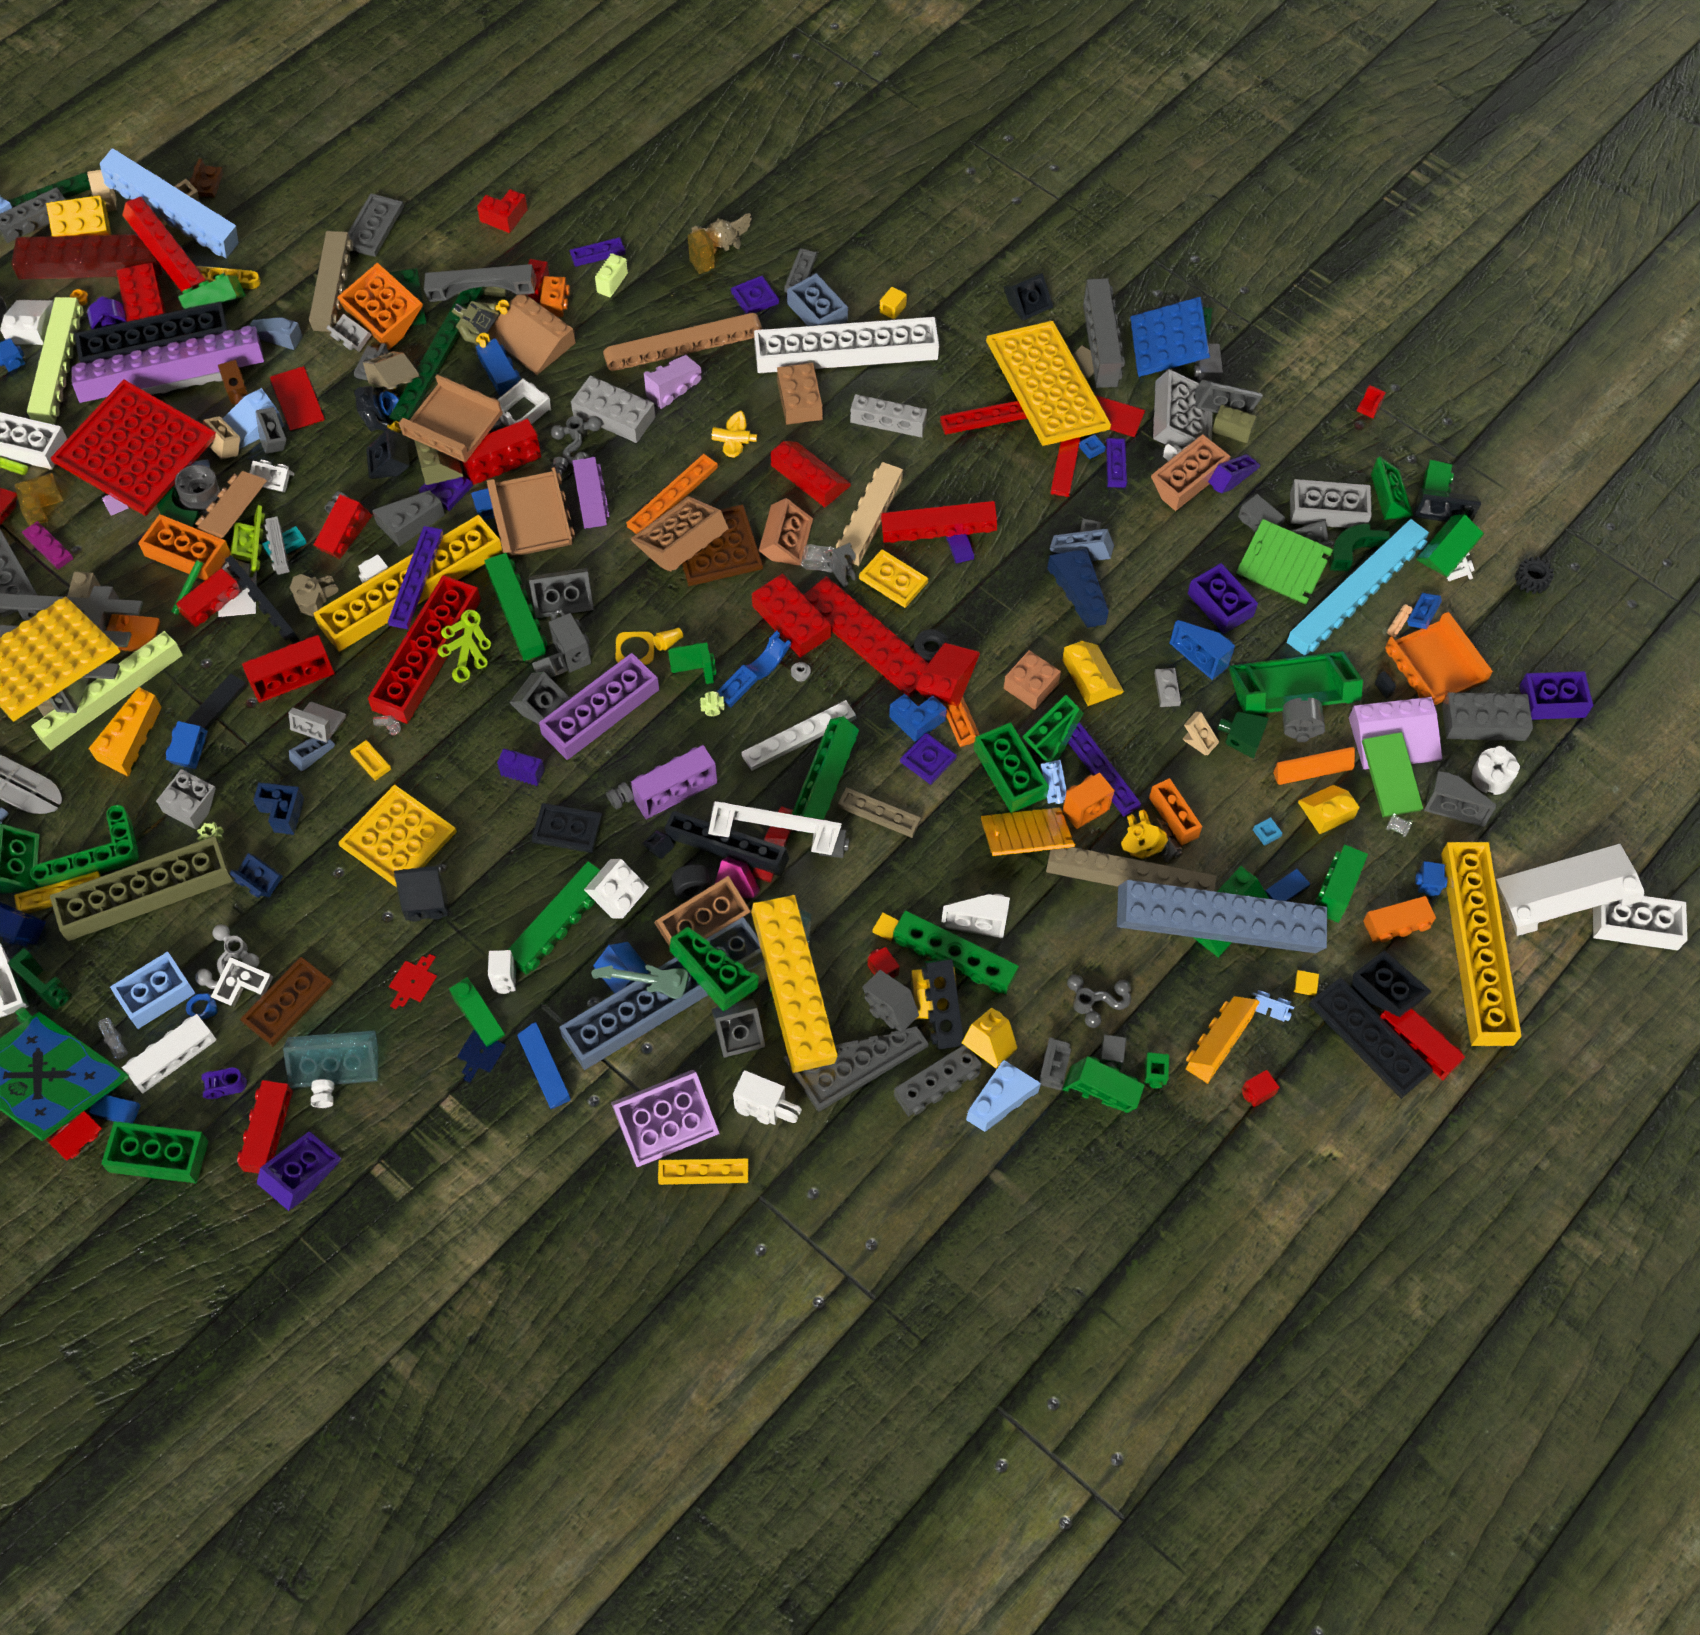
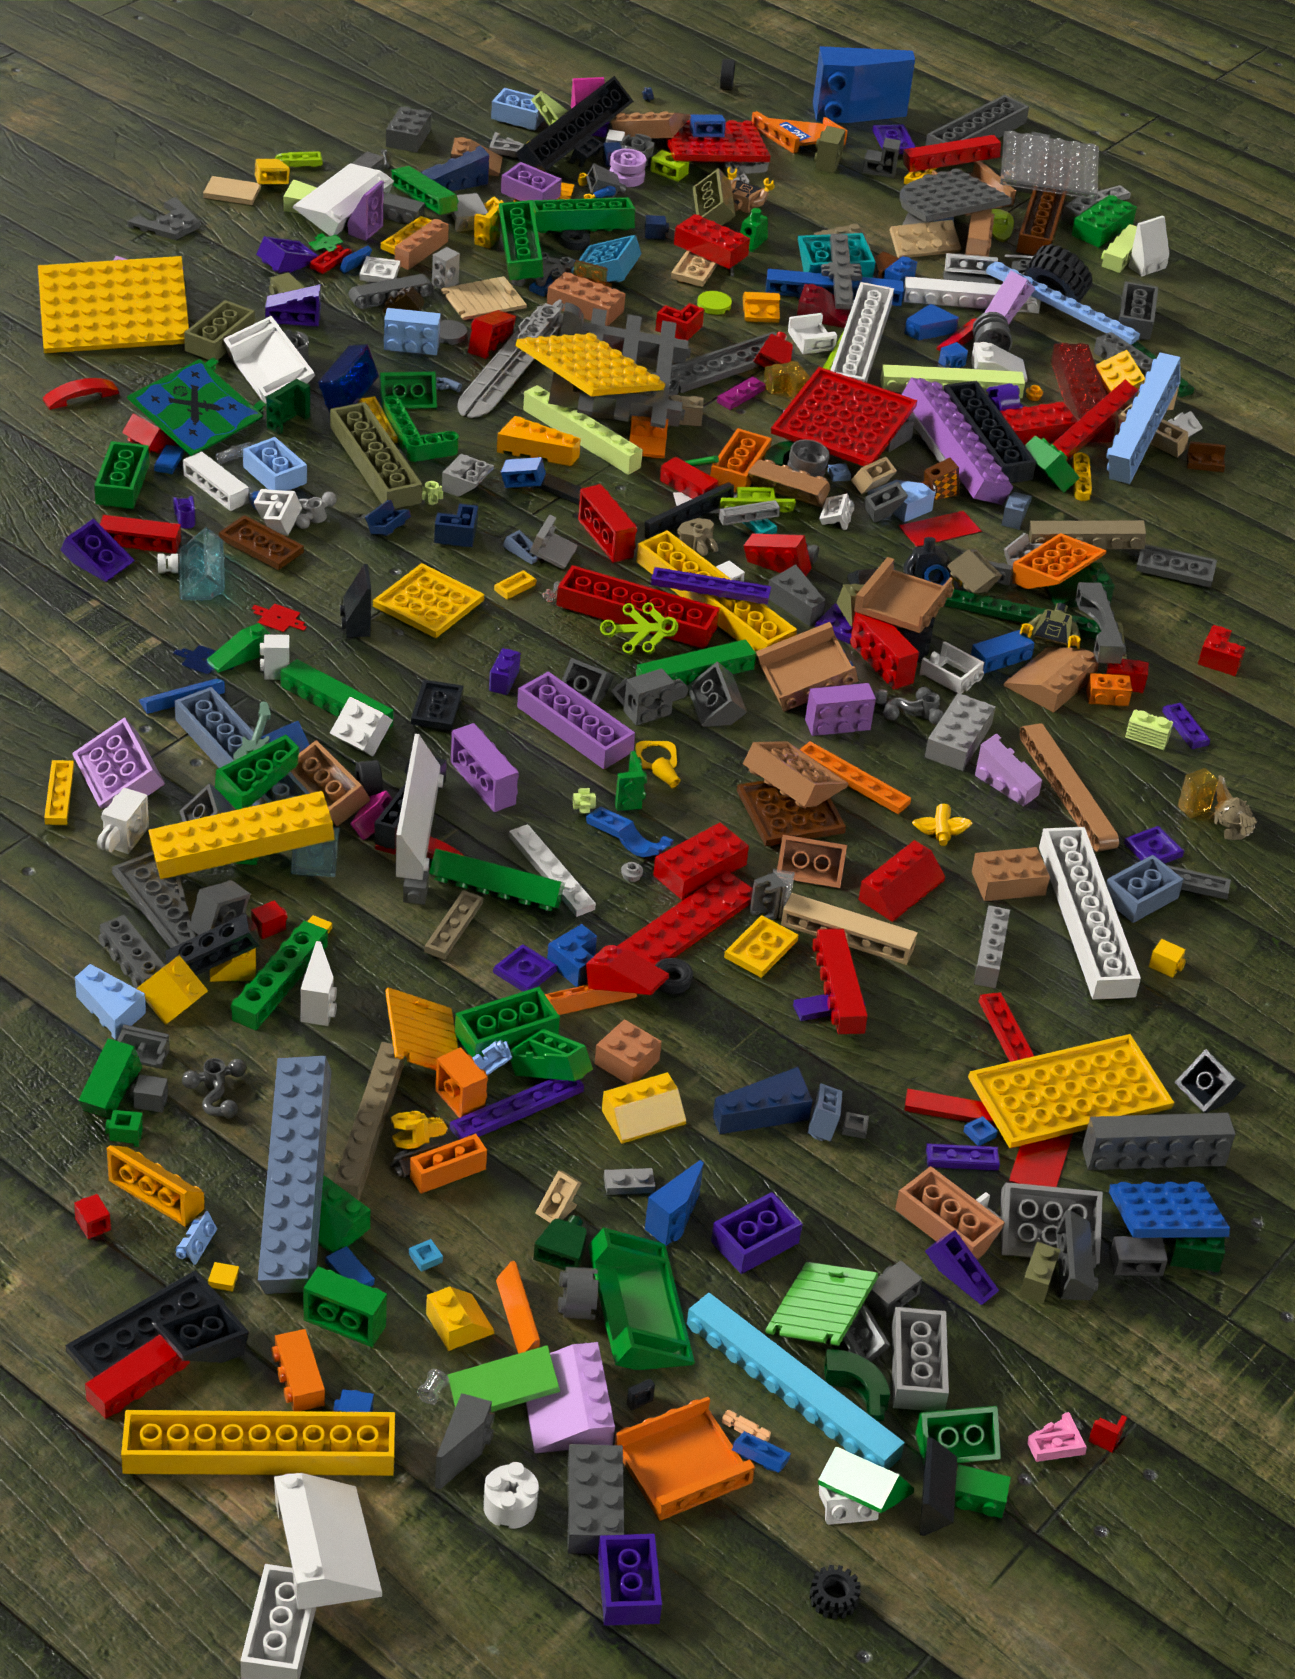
camera: 85 degrees right, 20 degrees down
(1381, 433) = (1057, 1440): none -> bright pink wing

